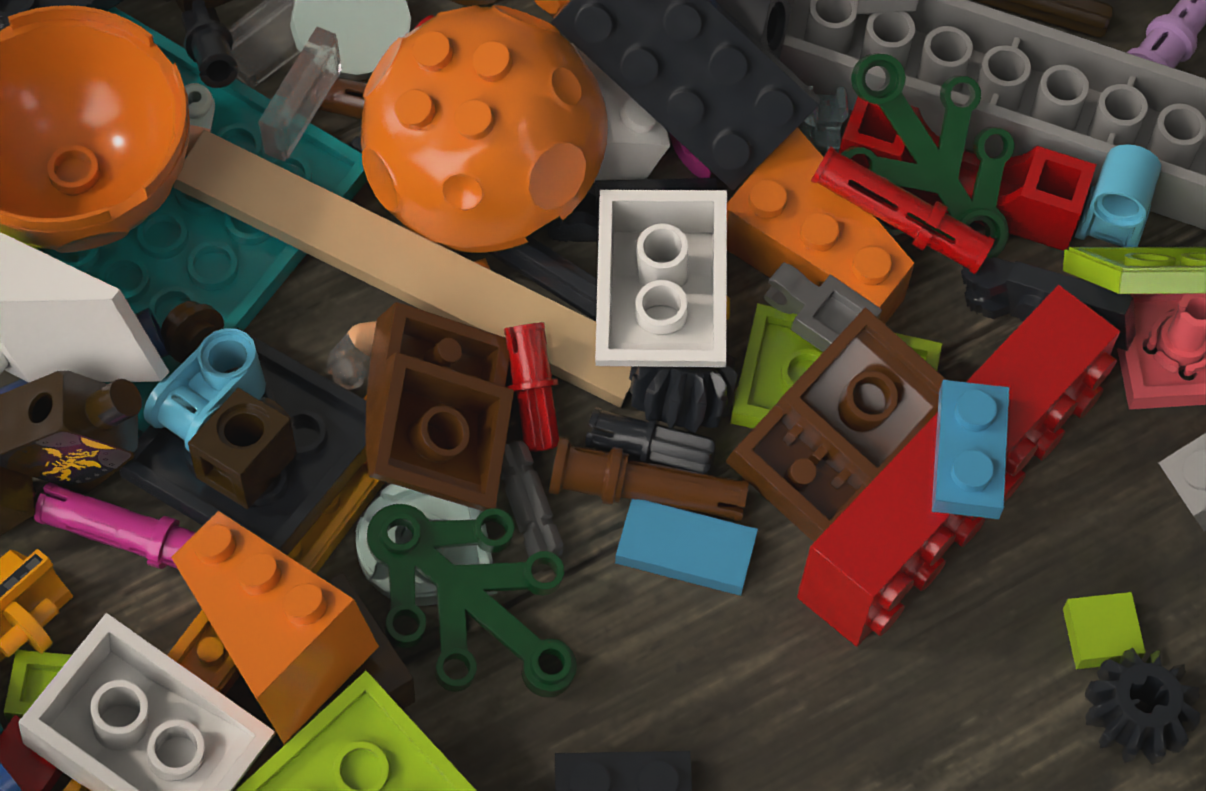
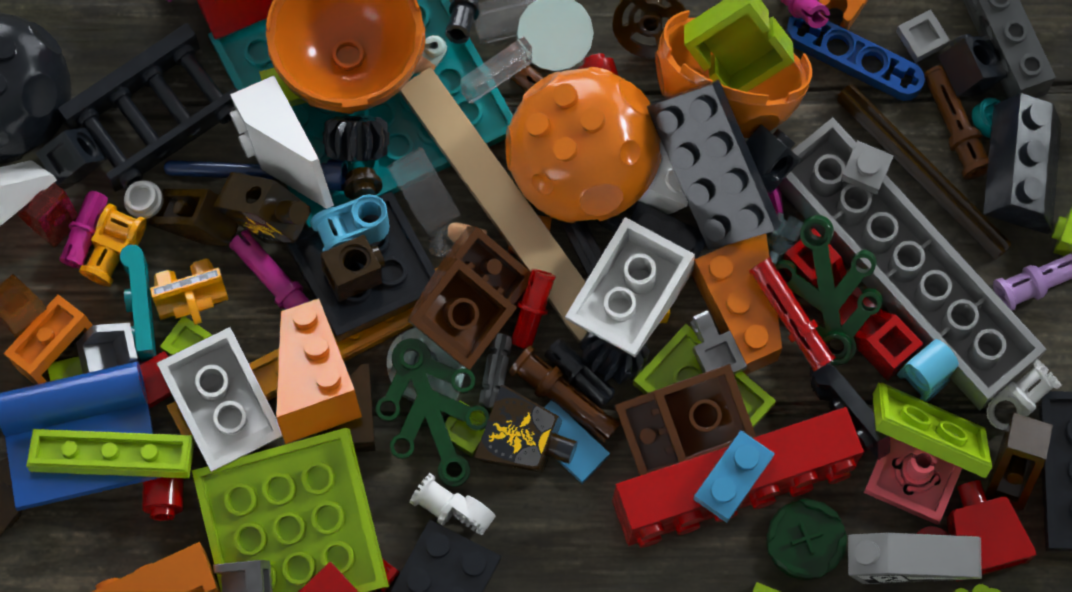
camera: 30 degrees right, 10 degrees up
(153, 266) = (356, 138): none -> black gear
(284, 303) = (423, 190): none -> clear tile
(538, 613) = (462, 436): none -> lime tile
(561, 720) = (445, 504): none -> white connector
(624, 561) = (523, 434): none -> torso
(1094, 510) = (806, 539): none -> dark green tile

